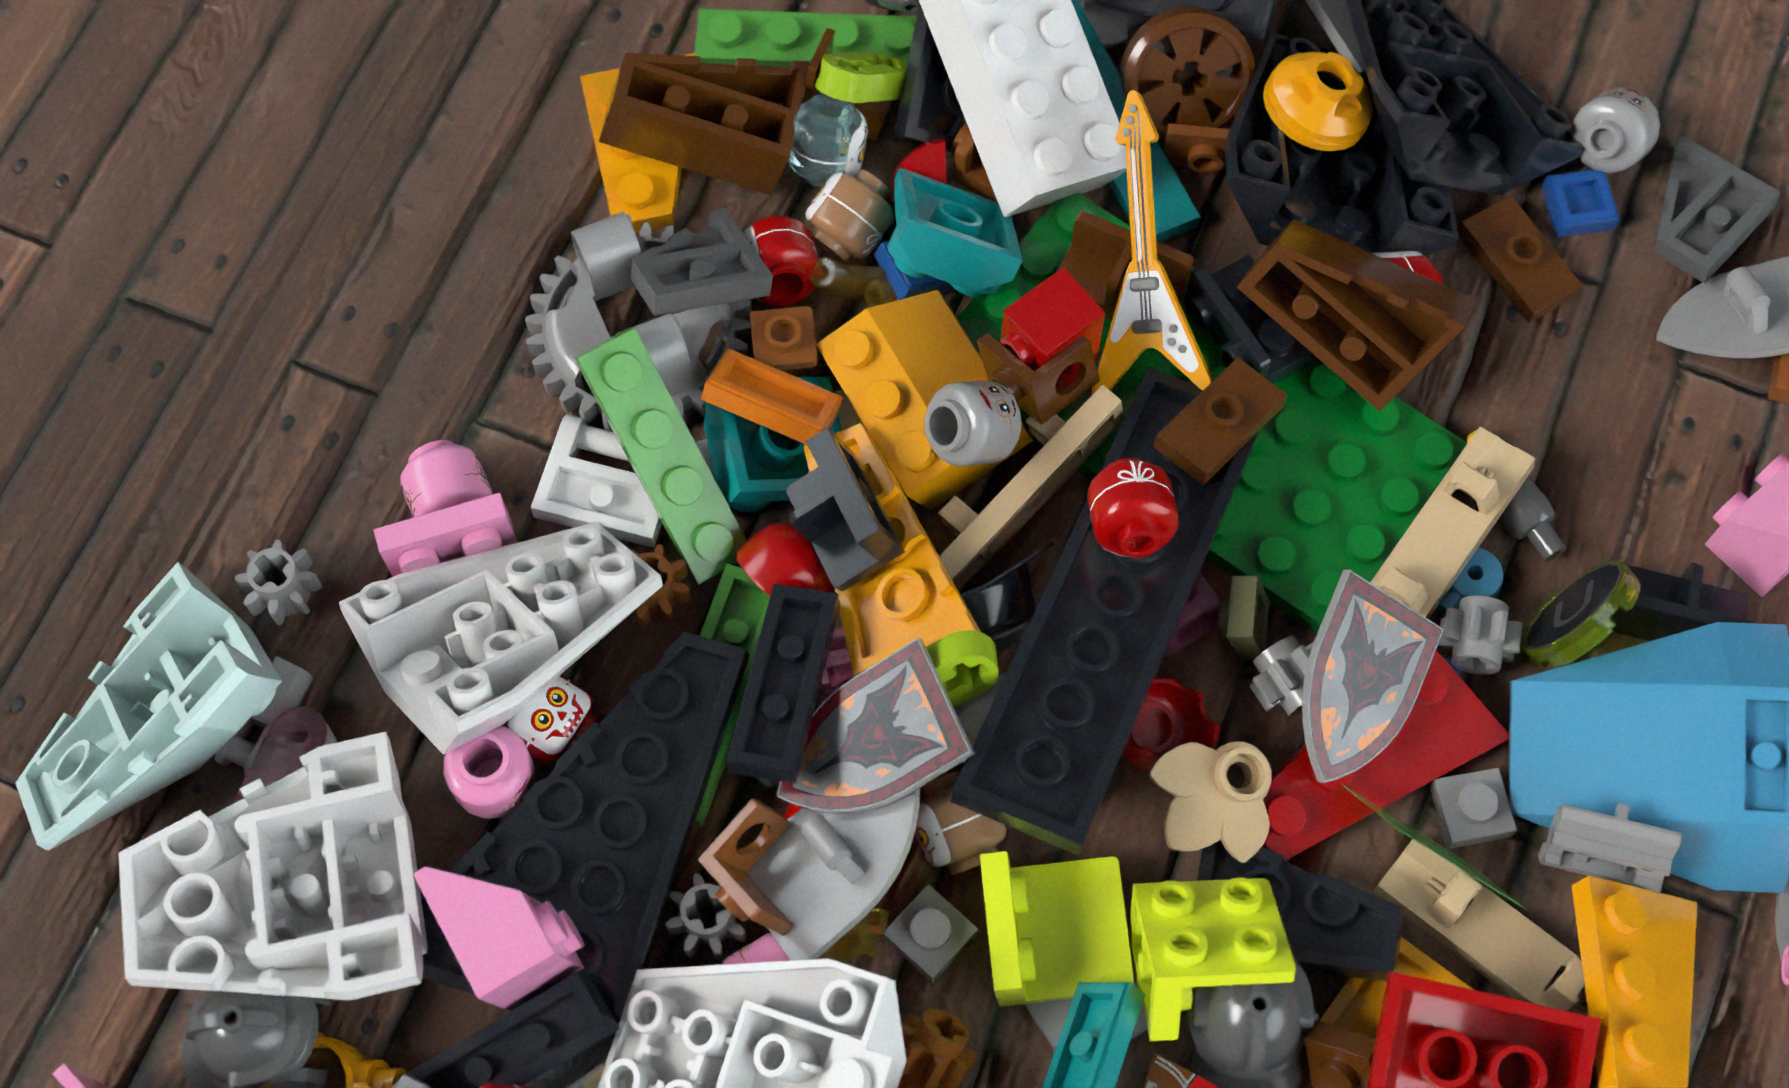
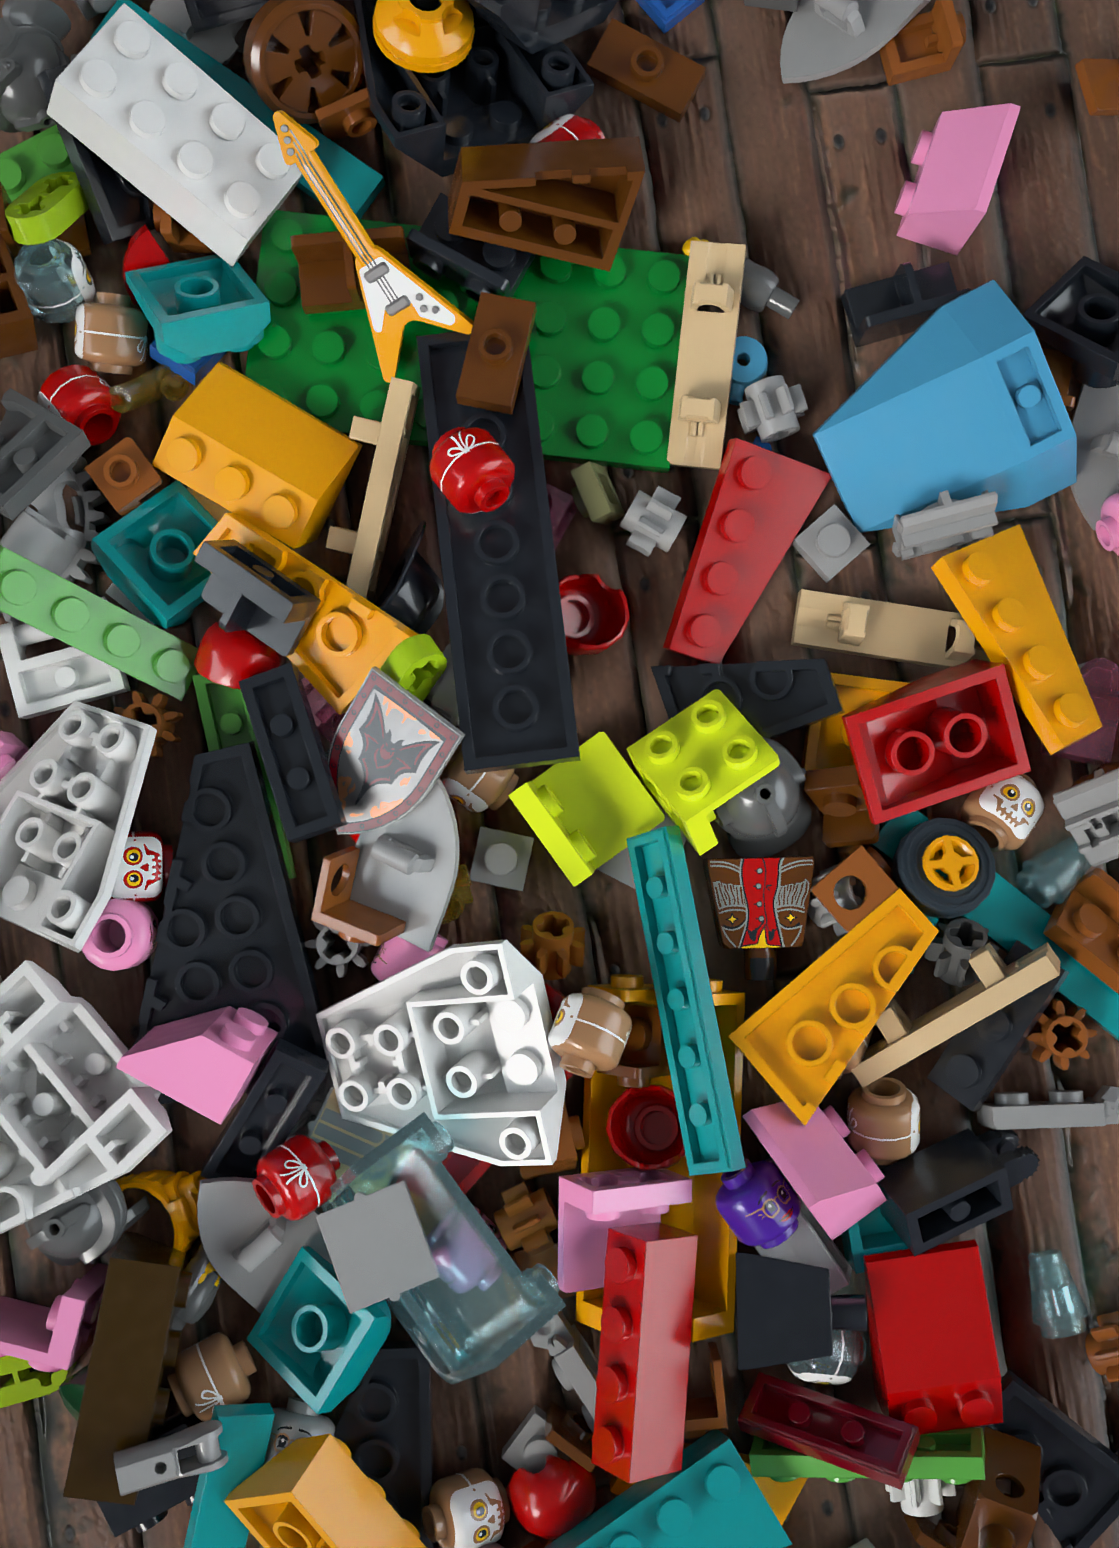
camera: 30 degrees left, 20 degrees up
(770, 397) = (145, 531): orange tile -> none
(973, 423) = (311, 468): light grey head -> none
(1037, 390) = (346, 411): reddish brown bracket -> none
(1050, 321) = (329, 361): red brick -> none
(1207, 804) = (648, 658): tan plate -> none
(1362, 676) = (709, 500): shield -> none
(1433, 846) = (819, 594): bright green sticker -> none
(1580, 614) = (838, 352): tile -> none

